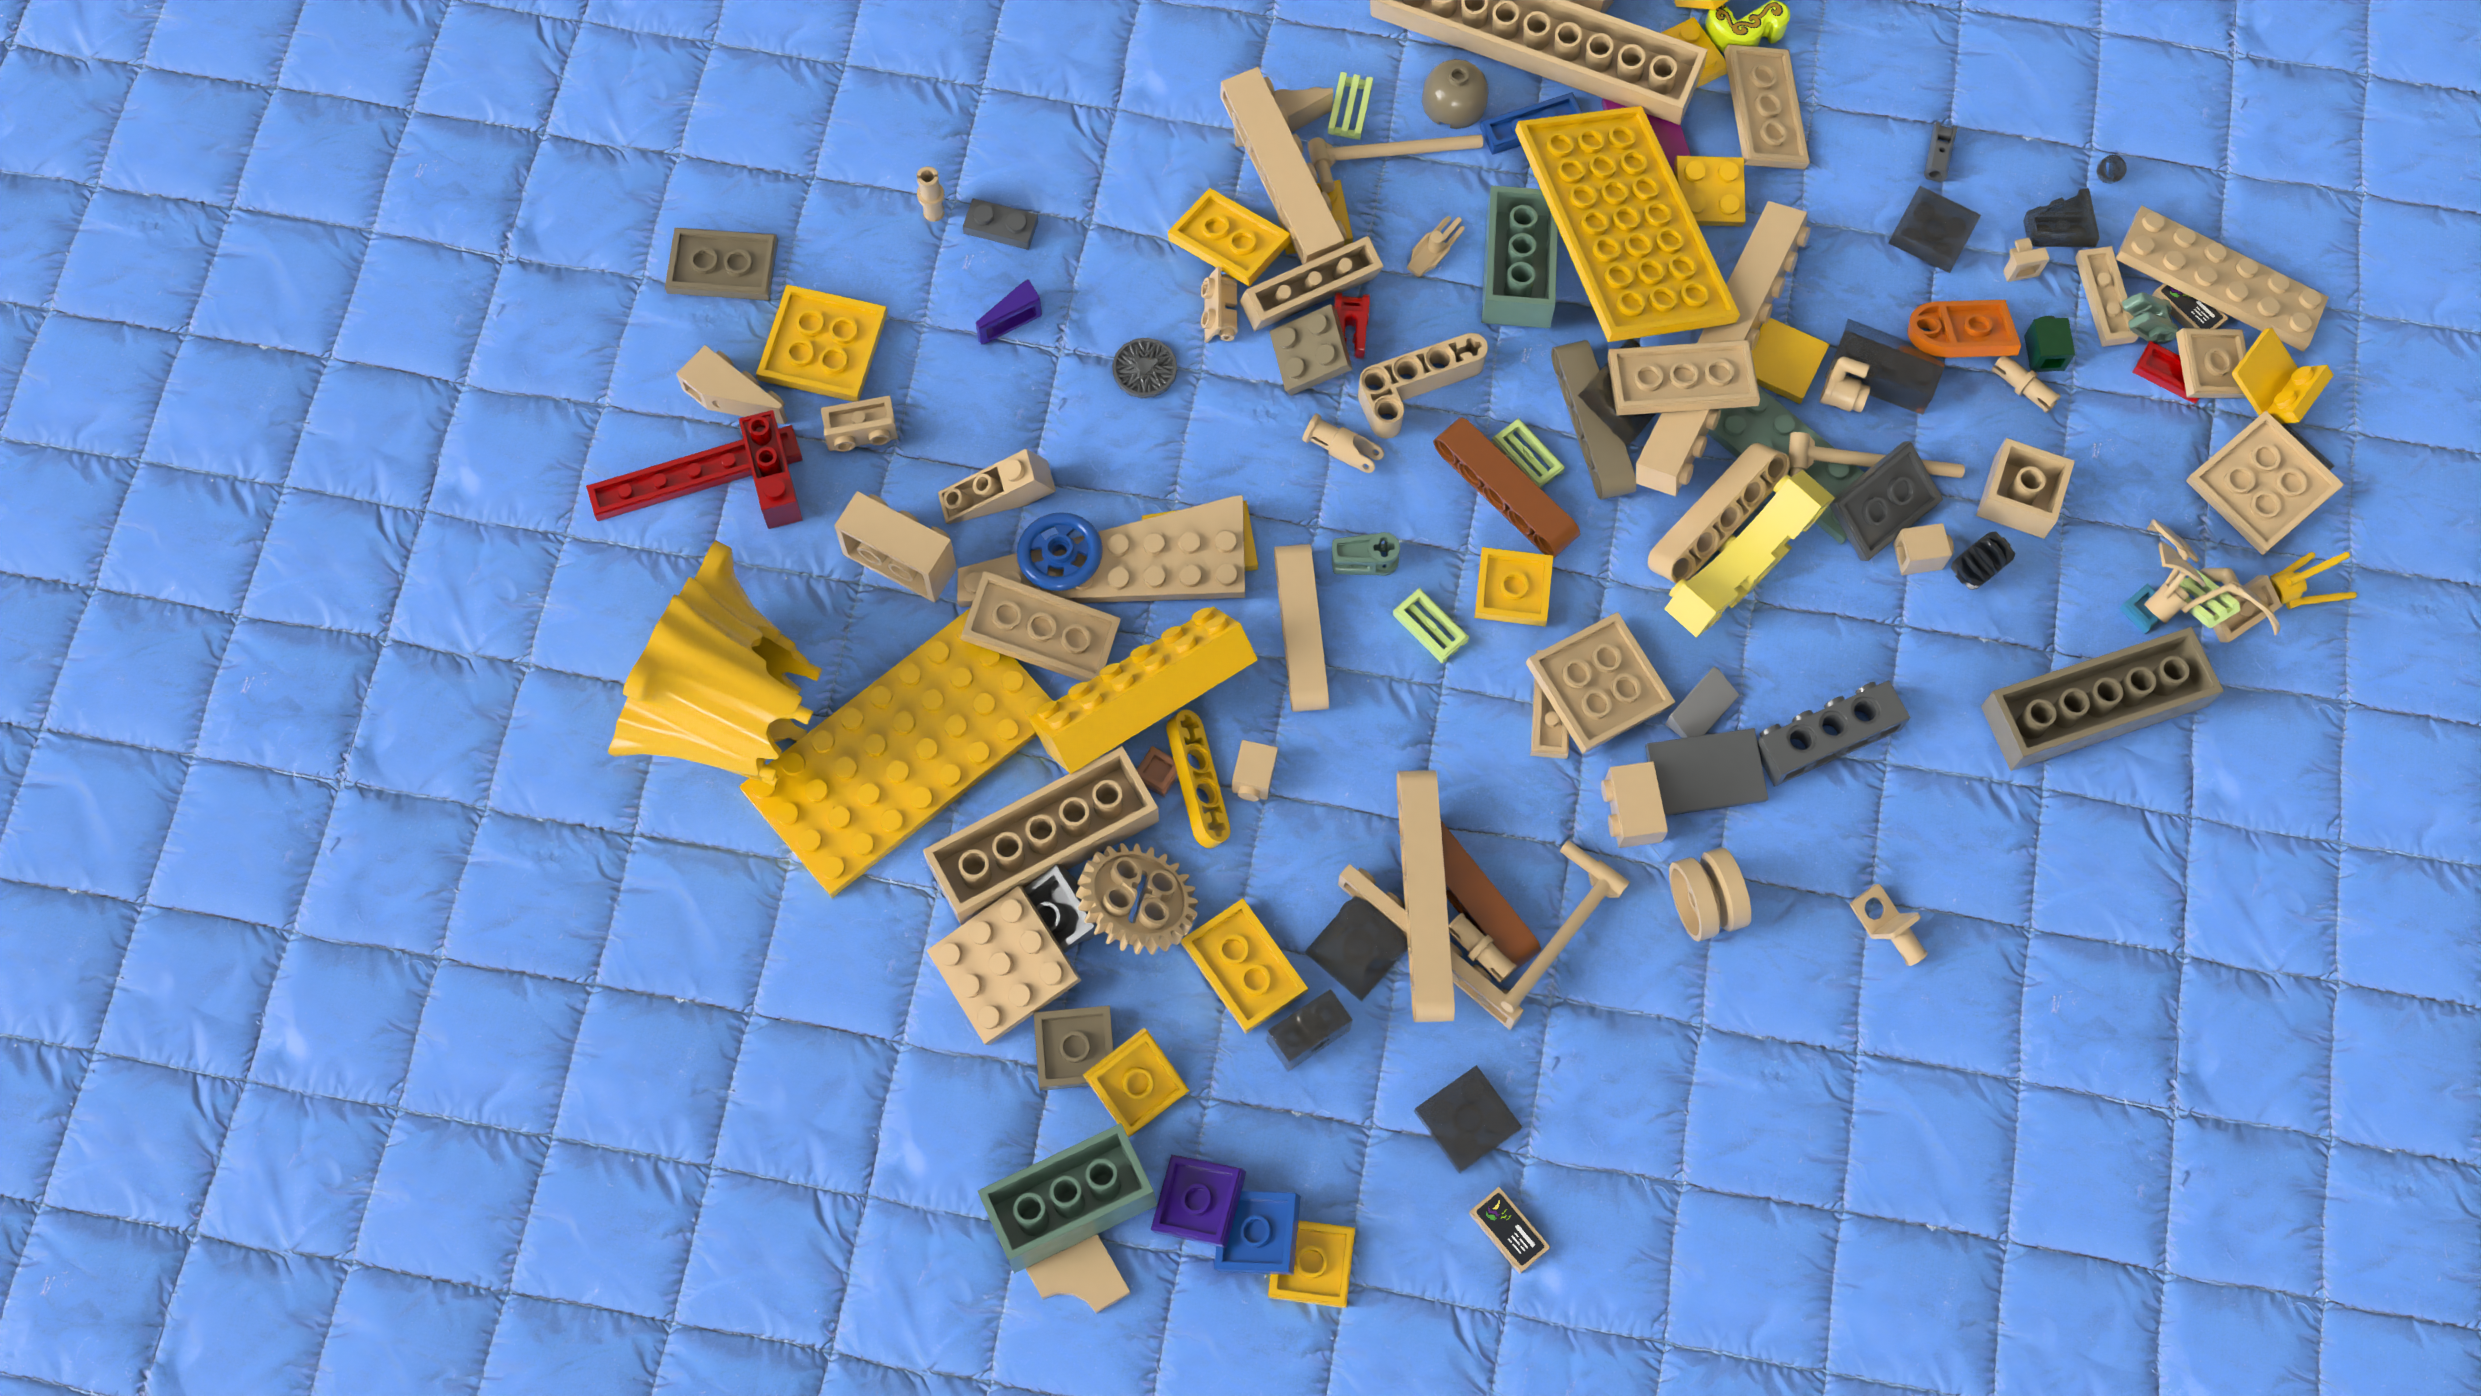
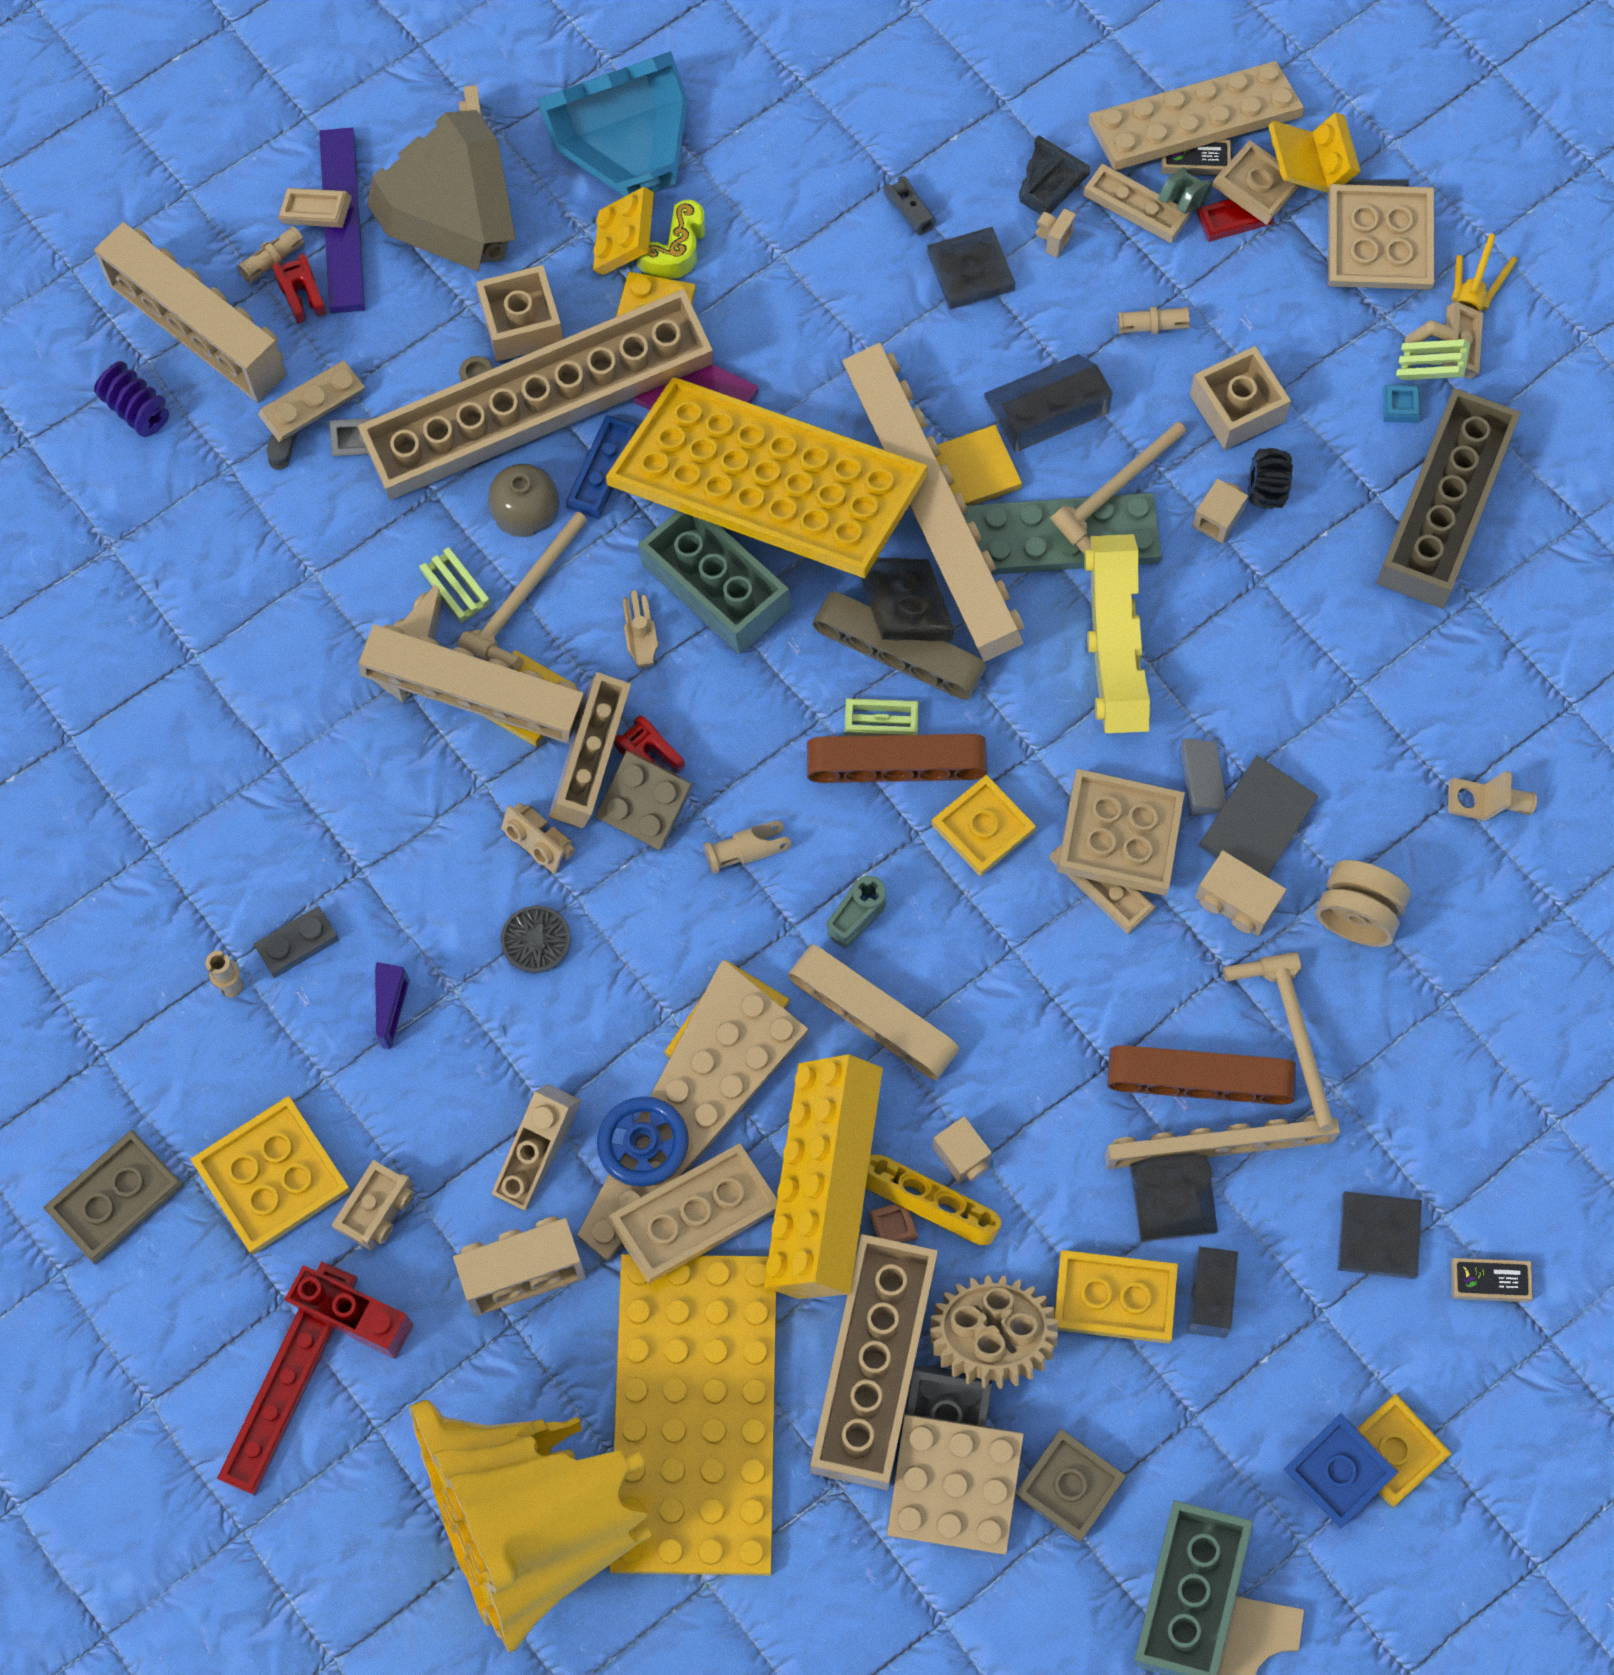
camera: 45 degrees left, 0 degrees up
(724, 389) = (233, 1290): tan slope -> none
(1136, 1082) = (1141, 1461): yellow tile -> none
(1198, 1201) = (1277, 1494): dark purple tile -> none
(1229, 237) = (486, 776): yellow plate -> none
(1421, 635) = (961, 927): yellowish green tile -> none
(1425, 897) = (1188, 1110): tan beam -> none
(1462, 359) = (747, 736): tan beam -> none
(1481, 948) = (1261, 1106): tan pin -> none
(1683, 377) = (939, 552): tan tile -> none
(1713, 188) = (789, 387): yellow plate -> none
(1718, 513) = (1064, 625): tan beam -> none
(1766, 107) = (756, 290): tan tile -> none
(1786, 762) = (1325, 655): dark grey brick -> none
(1843, 390) = (1043, 449): tan piece -> none
(1885, 500) = (1160, 501): dark grey tile -> none
(1964, 329) = (1072, 322): orange tile -> none
(2049, 344) = (1138, 276): dark green brick -> none
(2117, 169) = (1042, 103): clear smoke hinge -> none
(2172, 596) = (1417, 379): tan plant -> none

